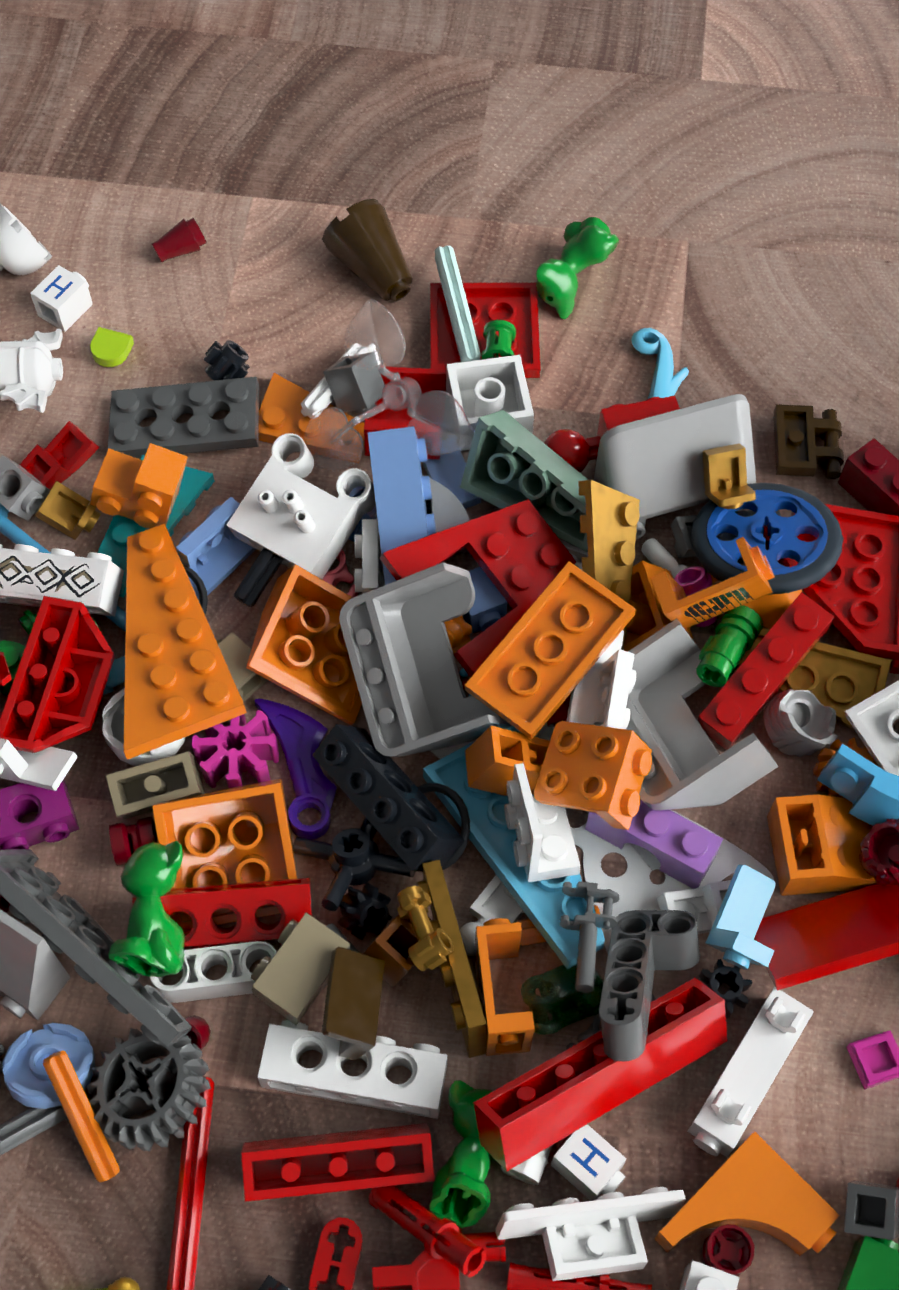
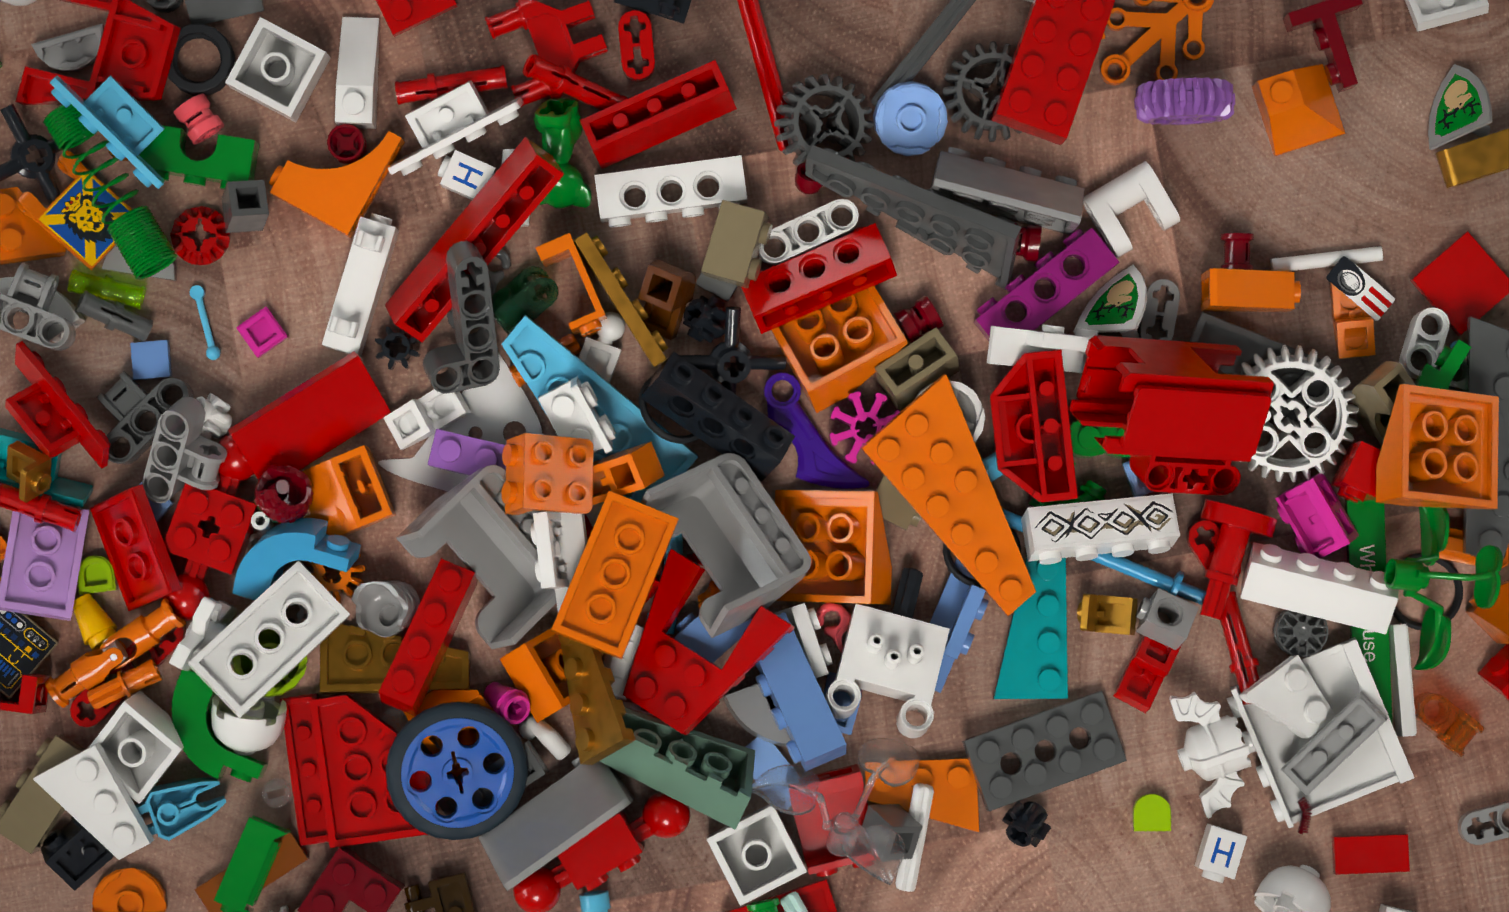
camera: 160 degrees right, 25 degrees up
(81, 1116) = (865, 85): orange axle -> none
(139, 488) = (1044, 643): orange brick -> none
(152, 939) = (860, 229): green animal -> none
(353, 1001) = (683, 227): dark brown panel -> none
(431, 945) = (635, 285): pearl gold bar -> none
(587, 928) = (515, 342): dark grey piece -> none
(719, 597) = (516, 659): orange panel -> none
(725, 650) = (465, 645): green axle -> none
(727, 476) = (505, 813): pearl gold bracket -> none
(740, 919) = (397, 404): bracket -> none

